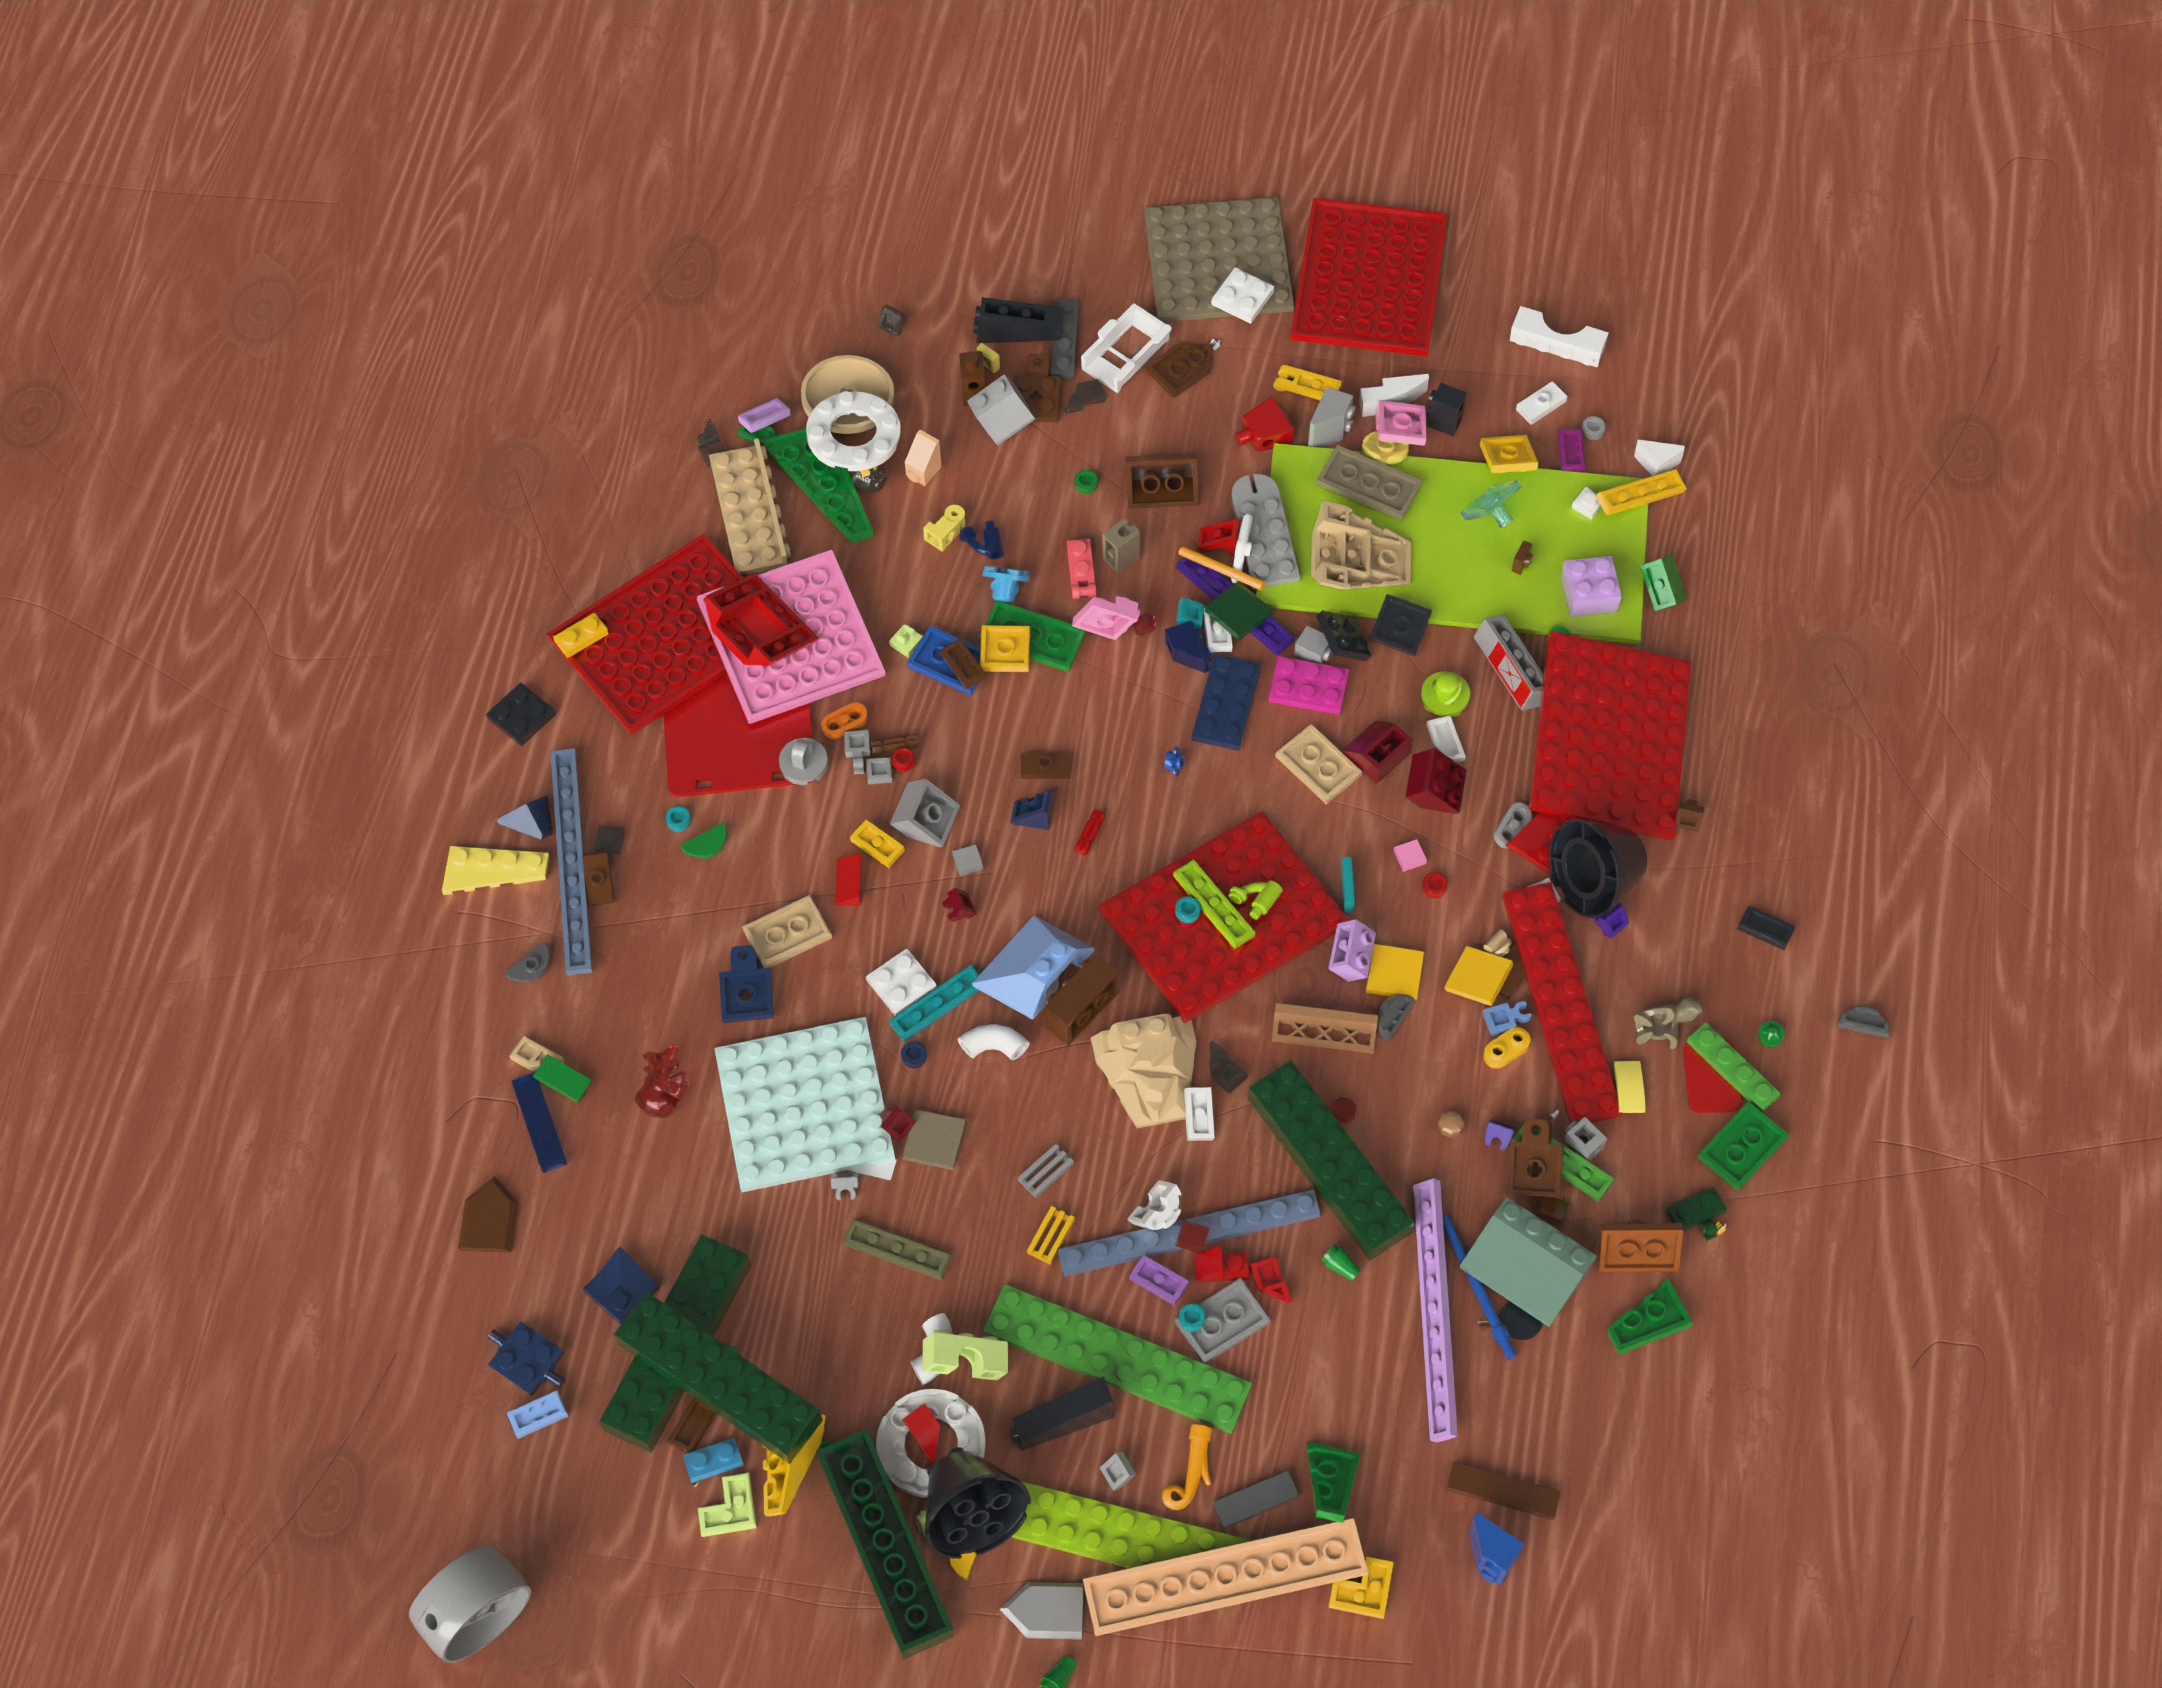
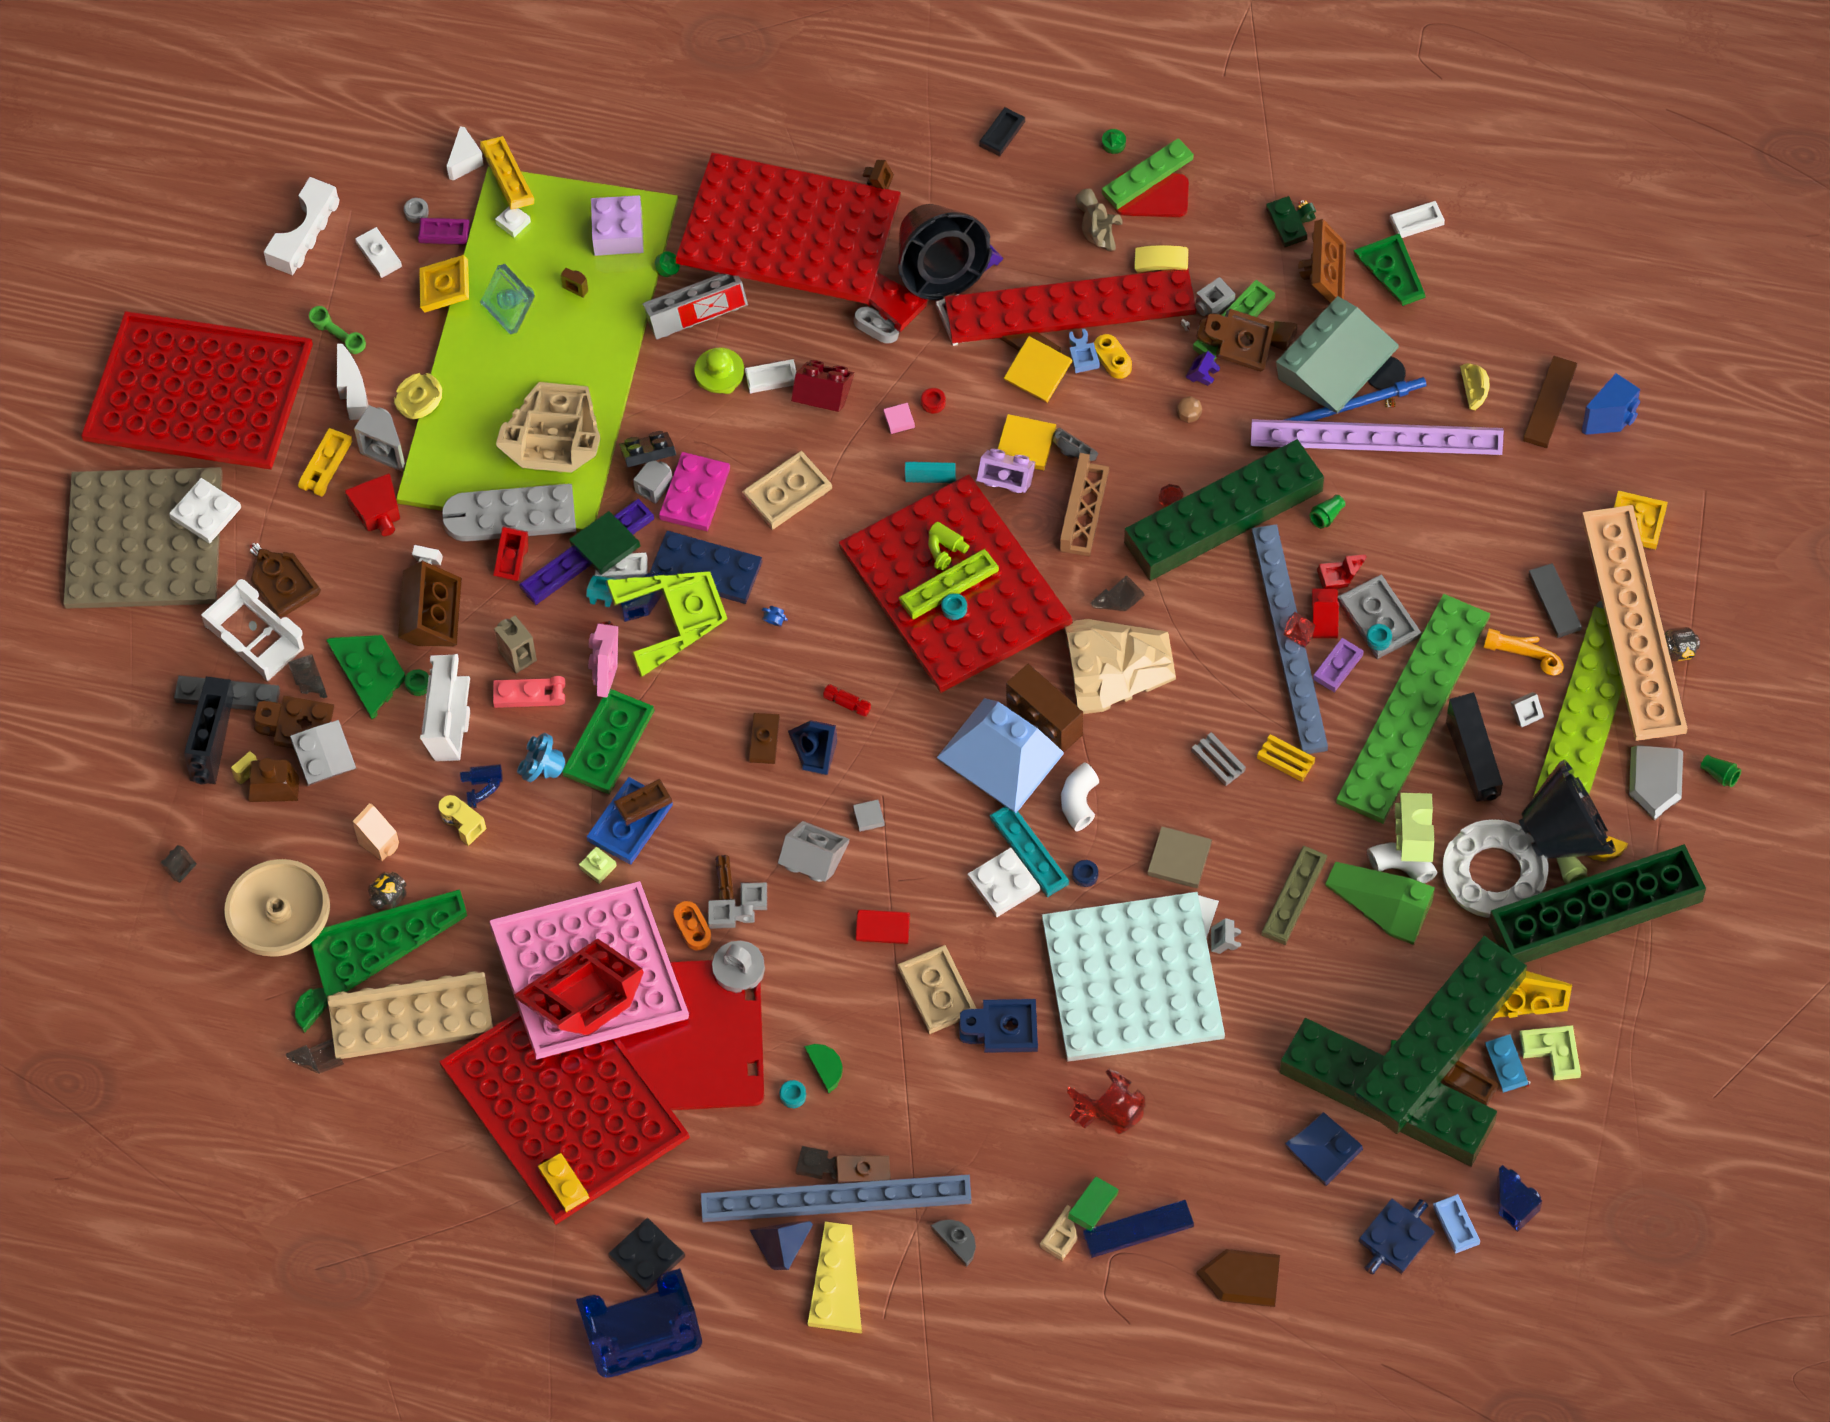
camera: 85 degrees left, 0 degrees up
(447, 708) = (641, 1329): none -> clear blue windscreen
(469, 1603) = (1662, 1259): light grey cylinder -> none
(561, 1468) = (1515, 1200): none -> clear blue slope
(764, 415) = (288, 998): lavender tile -> none
(853, 457) = (340, 928): white plate -> none
(877, 843) = (843, 897): yellow plate -> none
(891, 1338) = (1386, 898): none -> bright green wedge
(896, 1122) = (1164, 884): dark red tile -> none
(903, 760) = (745, 871): red plate -> none
(924, 1429) = (1484, 870): red slope -> none
(961, 905) = (921, 820): dark red tile -> none
(1005, 648) = (625, 763): yellow tile -> none
(1050, 512) = (445, 709): none -> white piece
(1096, 443) = (369, 668): none -> green wing
(1161, 1209) = (1268, 655): white cylinder -> none
(1178, 688) = (692, 605): none -> lime wing
(1199, 1114) = (1168, 619): white plate -> none
(1208, 1631) = (1681, 643): none -> clear smoke head
(1212, 472) = (428, 555): none -> white tile
(1222, 568) = (552, 554): light orange bar -> none
(1243, 547) = (535, 528): white piece -> none
(1331, 1479) = (1542, 530): green wing -> none
(1369, 482) = (464, 411): dark tan plate -> none
(1379, 749) = (780, 430): dark red slope -> none
(1400, 625) = (638, 399): black plate -> none
(1401, 422) = (394, 375): bright pink plate -> none
(1446, 409) = (385, 331): black brick -> none
(1461, 365) = (322, 321): none -> bright green bar
(1498, 944) = (1006, 348): tan plate -> none
(1514, 1409) = (1476, 384): none -> light yellow plate
(1663, 583) = (619, 166): panel -> none
(1719, 1344) = (1417, 219): none -> white tile
(1743, 1146) = (1227, 175): green plate -> none
(1864, 1020) = (1106, 65): dark grey plate -> none

